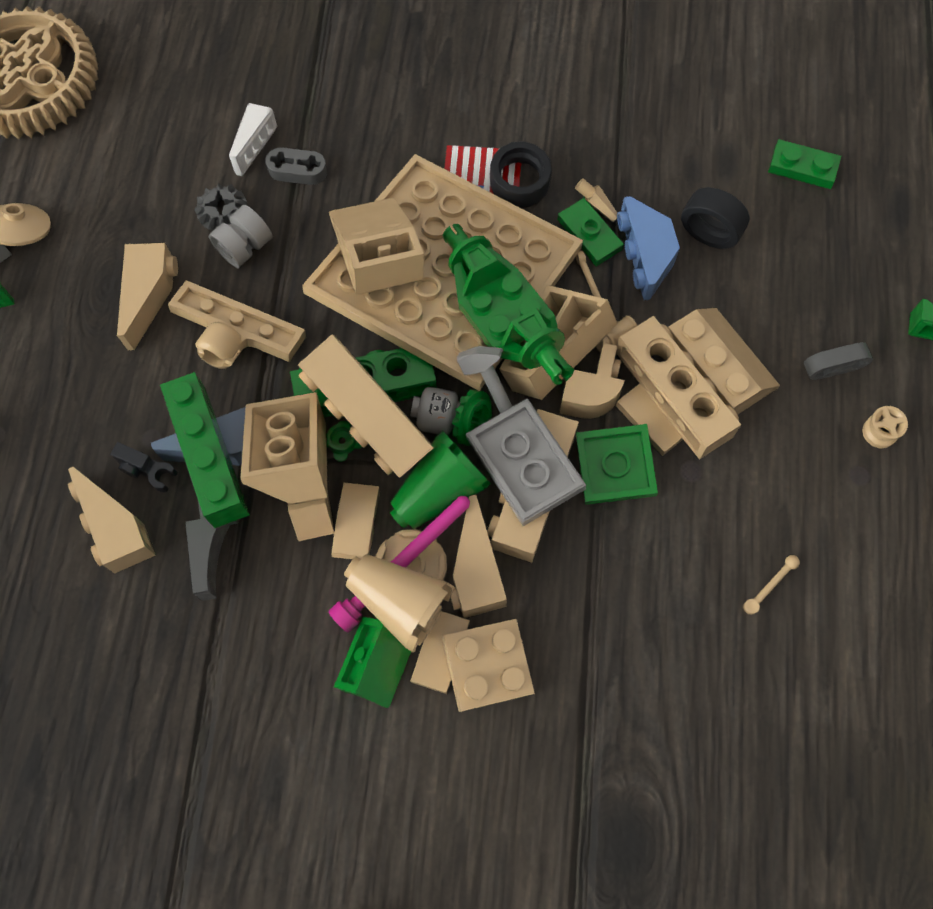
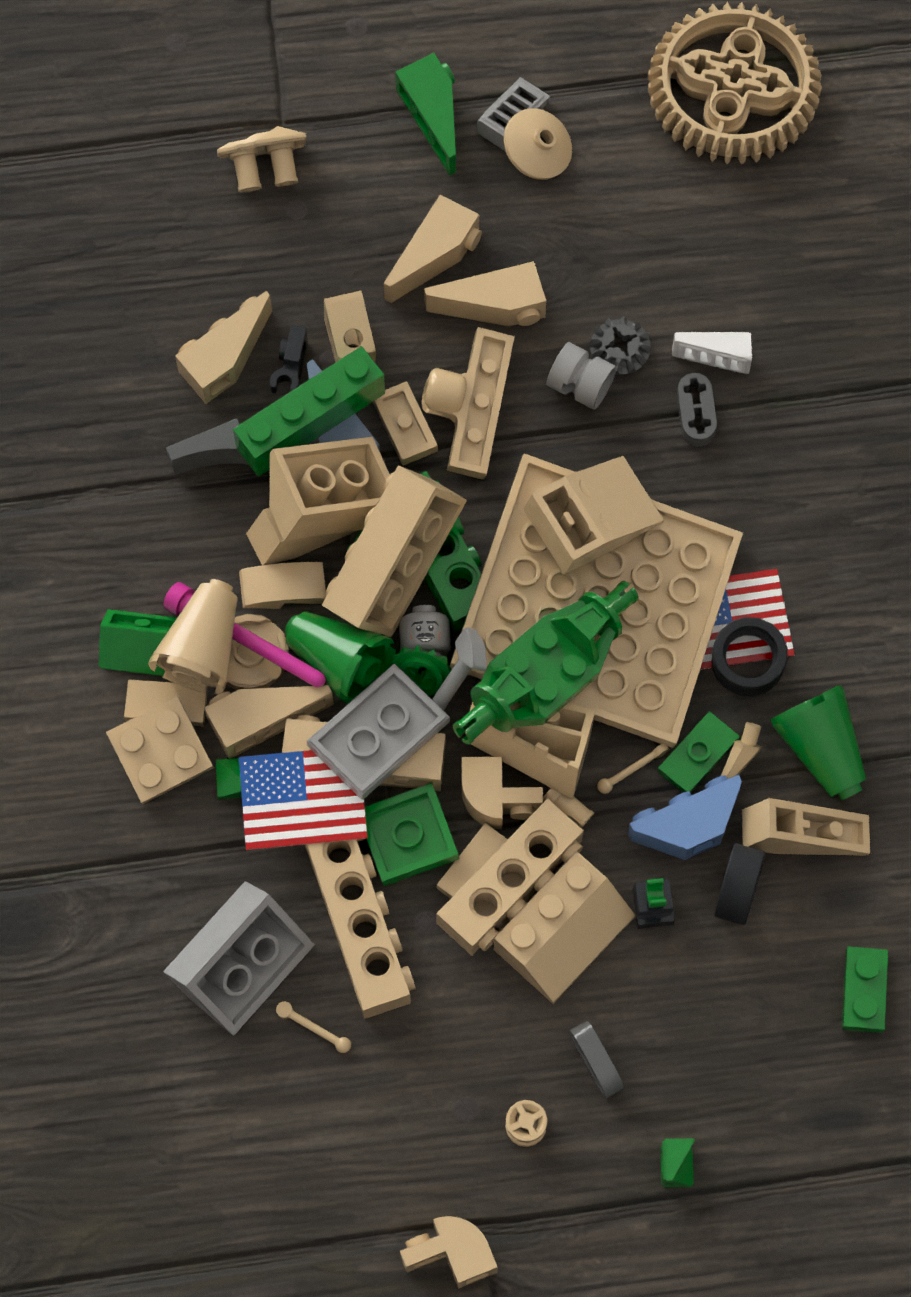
camera: 75 degrees right, 0 degrees up
(77, 320) = (434, 248): none -> tan slope
(133, 407) = (348, 325): none -> tan torso
(237, 384) = (405, 424): none -> tan plate
(527, 601) = (228, 778): none -> green slope
(573, 547) = (296, 802): none -> sticker
(603, 135) = (825, 741): none -> green cone
(673, 172) = (804, 829): none -> tan slope
(701, 635) = (239, 957): none -> light grey slope
(711, 288) = (653, 903): none -> black piece
(752, 505) = (373, 992): none -> tan brick

